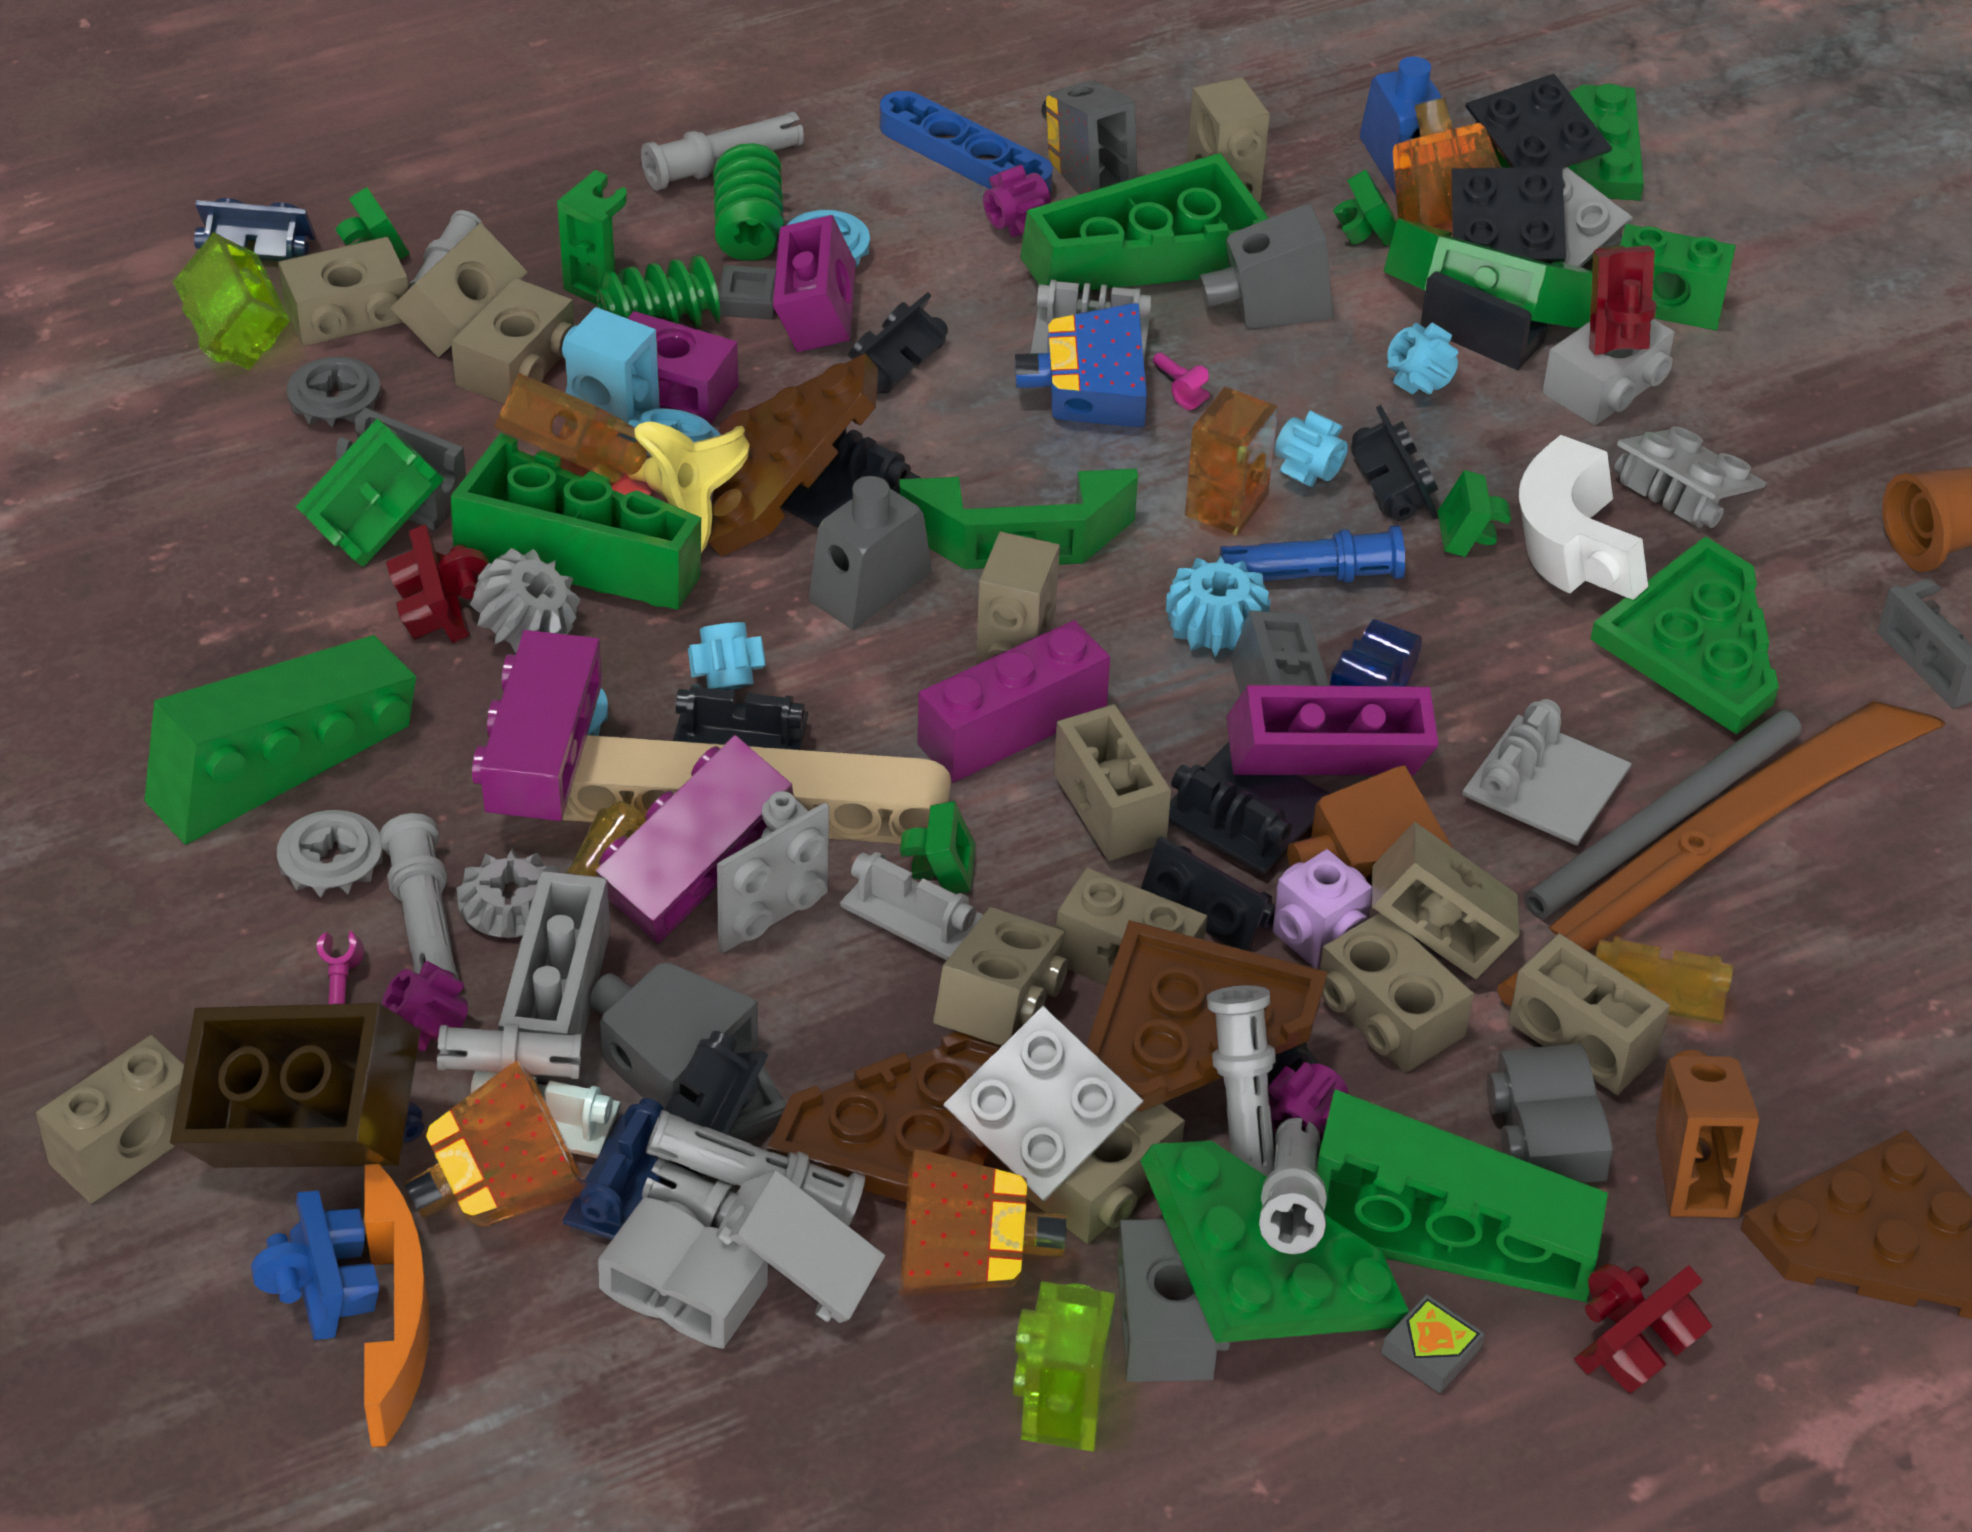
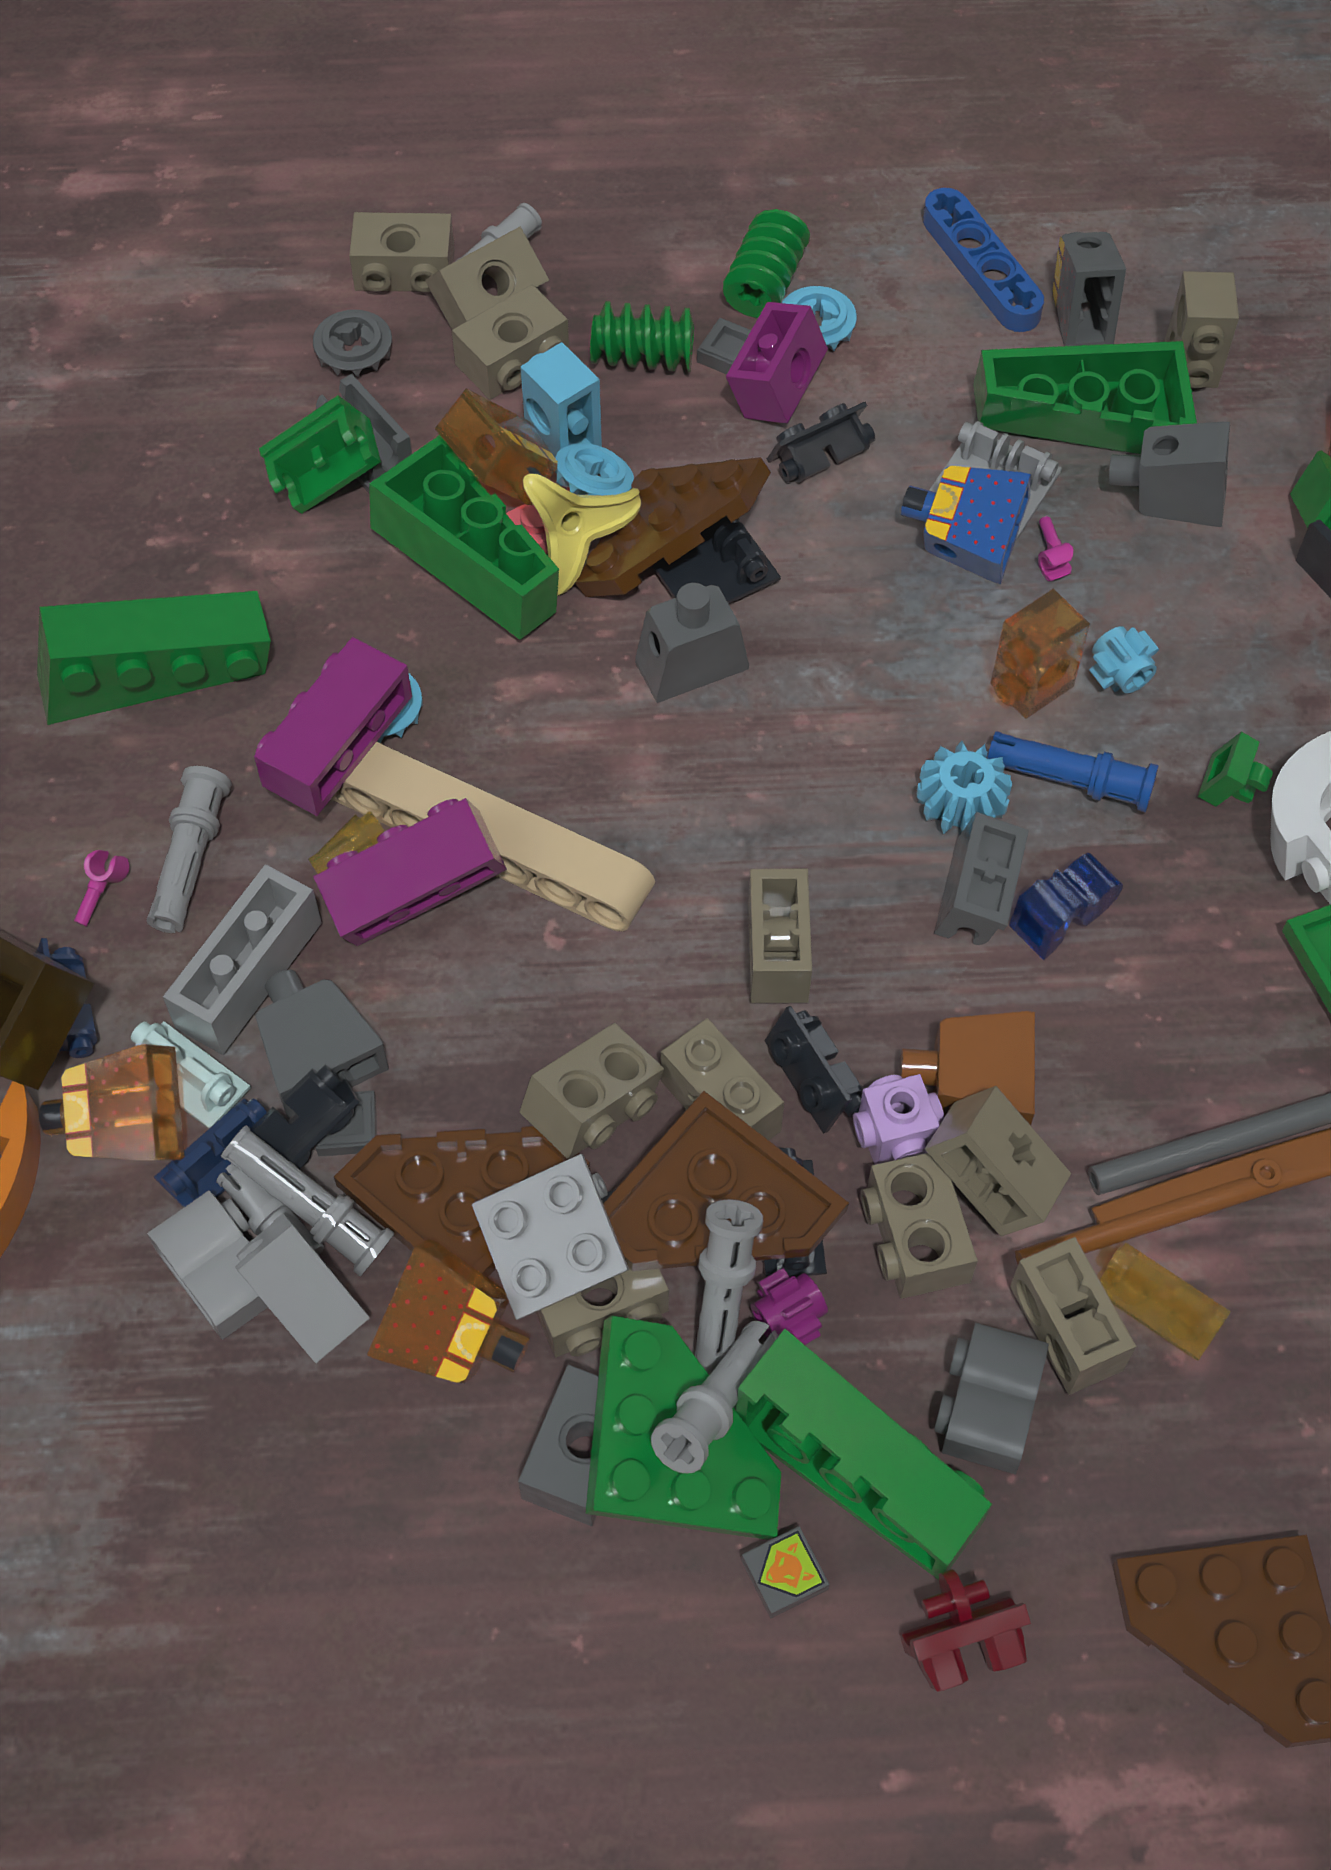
camera: 25 degrees right, 15 degrees up
(230, 302) = (305, 237): clear neon green brick -> none
(279, 229) = (378, 176): dark blue hinge -> none
(314, 836) = (141, 754): light grey gear -> none
(371, 225) = (453, 197): green tile -> none
(427, 1000) = (137, 945): magenta gear -> none
(442, 581) = (343, 555): dark red hips -> none
(482, 889) = (235, 864): light grey gear -> none
(497, 1049) = (160, 1023): light grey pin -> none
(523, 595) = (414, 595): light grey gear -> none
(588, 235) = (609, 261): green hinge -> none
(693, 367) = (635, 410): magenta brick -> none
(698, 153) = (749, 199): light grey pin -> none
(726, 656) = (529, 701): medium azure gear -> none
(763, 720) = (513, 767): black hinge -> none
(775, 873) = (455, 930): light grey hinge -> none
(909, 908) = (564, 989): light grey hinge -> none
(943, 849) = (616, 946): green tile -> none
(967, 536) = (858, 670): green slope -> none
(1012, 197) = (993, 326): magenta gear -> none
(1012, 700) = (742, 824): magenta brick -> none
(1016, 594) = (782, 739): dark tan brick -> none
(1064, 1364) = (454, 1481): clear neon green brick -> none
(1243, 814) = (891, 991): black hinge -> none
(1330, 729) = (990, 954): magenta brick -> none
(1365, 212) = (1302, 431): green tile -> none
(1406, 483) = (1198, 718): black hinge -> none
(1422, 358) = (1271, 599): medium azure gear -> none
(1547, 775) = (1169, 1057): light grey hinge -> none
(1709, 1104) = (1115, 1470): dark orange torso -> none

